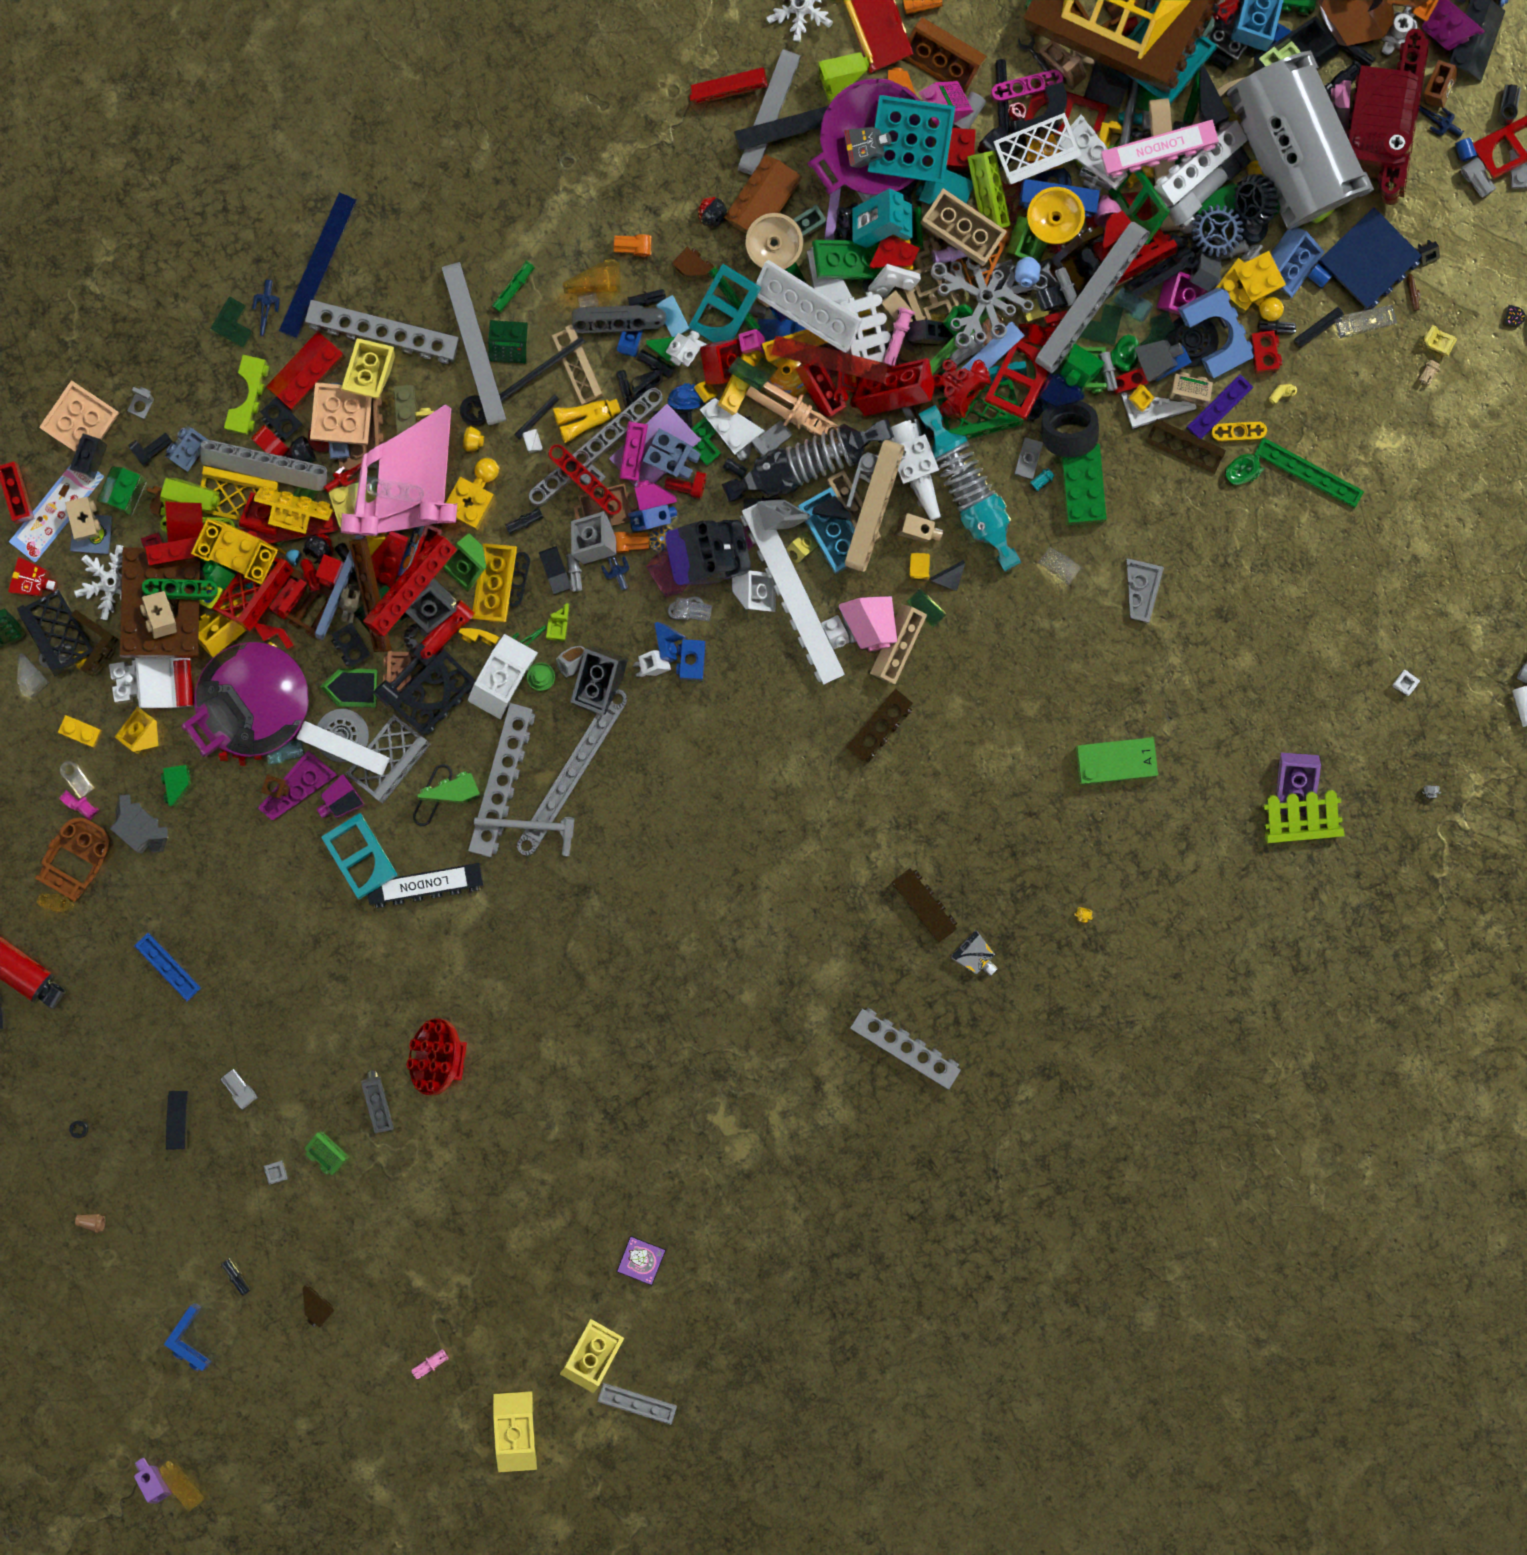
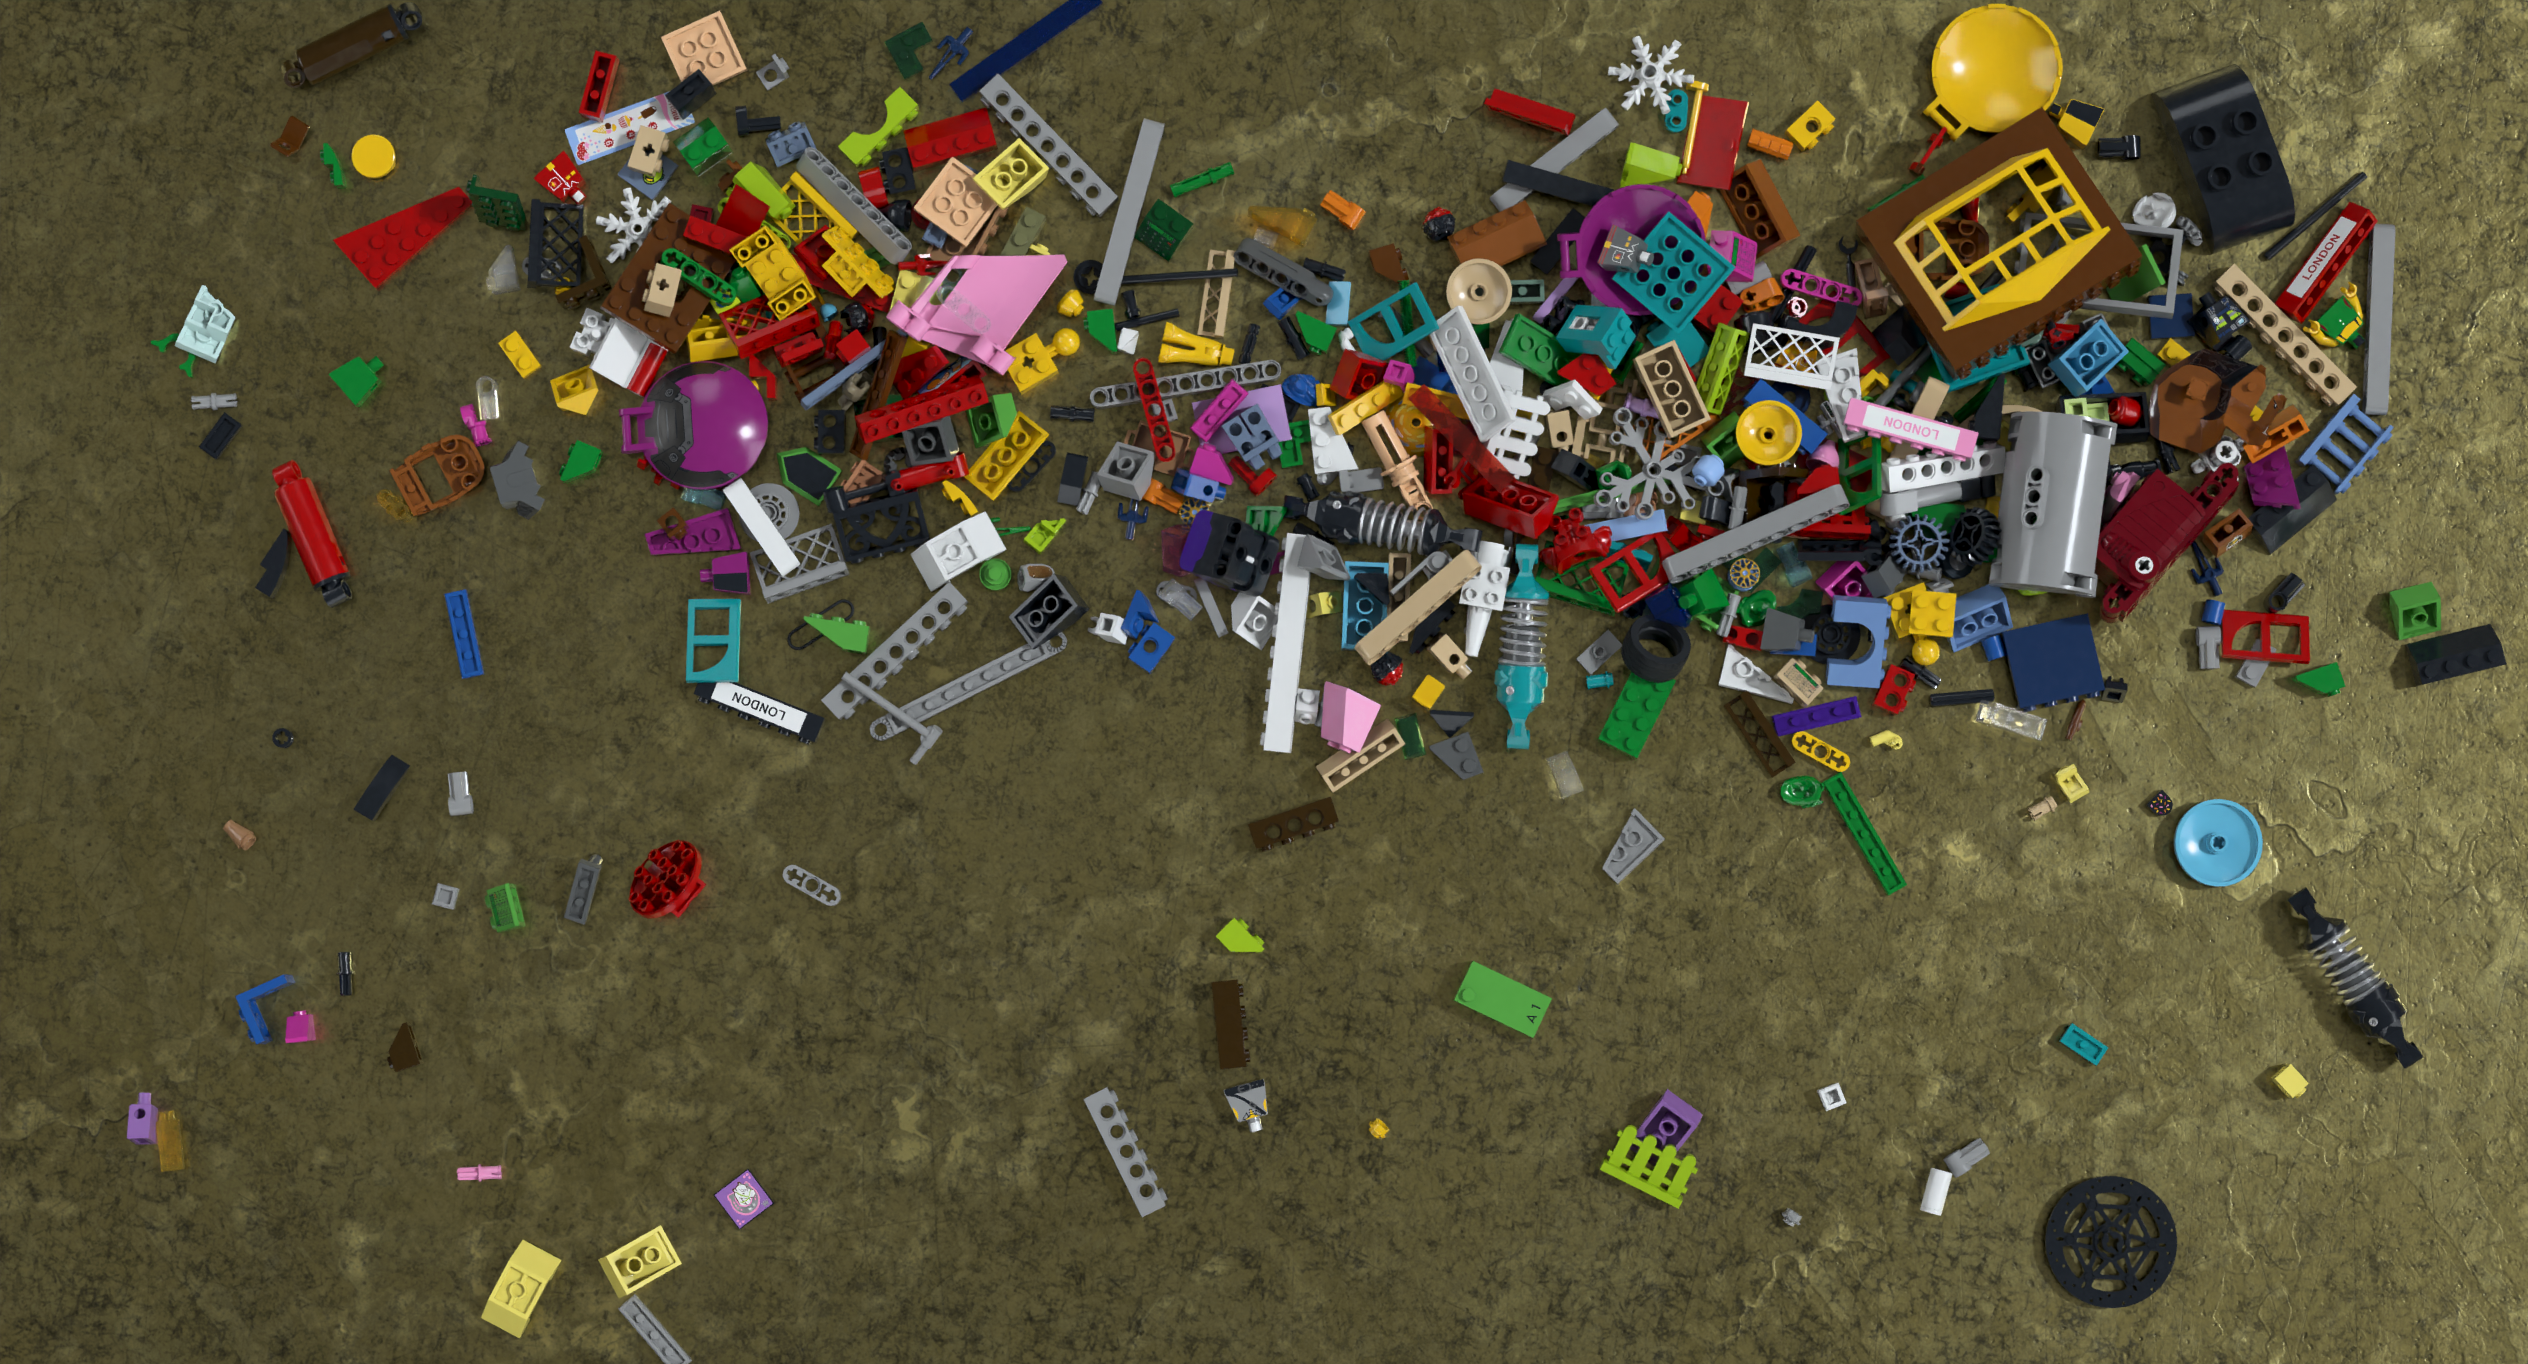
camera: 30 degrees right, 0 degrees up
(227, 1338) = (300, 1028): none -> dark pink slope
(507, 443) = (1102, 328): none -> green slope
(521, 416) = (1130, 303): none -> black pin
(533, 999) = (795, 882): none -> light grey beam
(645, 382) = (1271, 351): black slope -> none
(682, 350) = (1325, 342): white brick -> none
(717, 601) = (1211, 607): none -> light grey beam
(718, 509) = (1265, 517): none -> green wing
(754, 376) = (1381, 411): clear green tile -> none
(809, 183) = (1550, 254): none -> black slope
(838, 18) = (1677, 110): none -> teal plate
(879, 567) = (1387, 669): none -> black piece
(891, 516) = (1430, 626): none -> black slope
(891, 837) = (1238, 939): none -> lime slope
(901, 326) = (1551, 449): bright pink pin -> none
(971, 599) = (1459, 755): none -> dark grey wing
(986, 118) = (1762, 295): none -> orange piece
(1100, 334) = (1743, 574): none -> wheel
(1141, 398) = (1744, 660): yellow tile -> none
(1309, 39) = (2125, 411): none -> red head

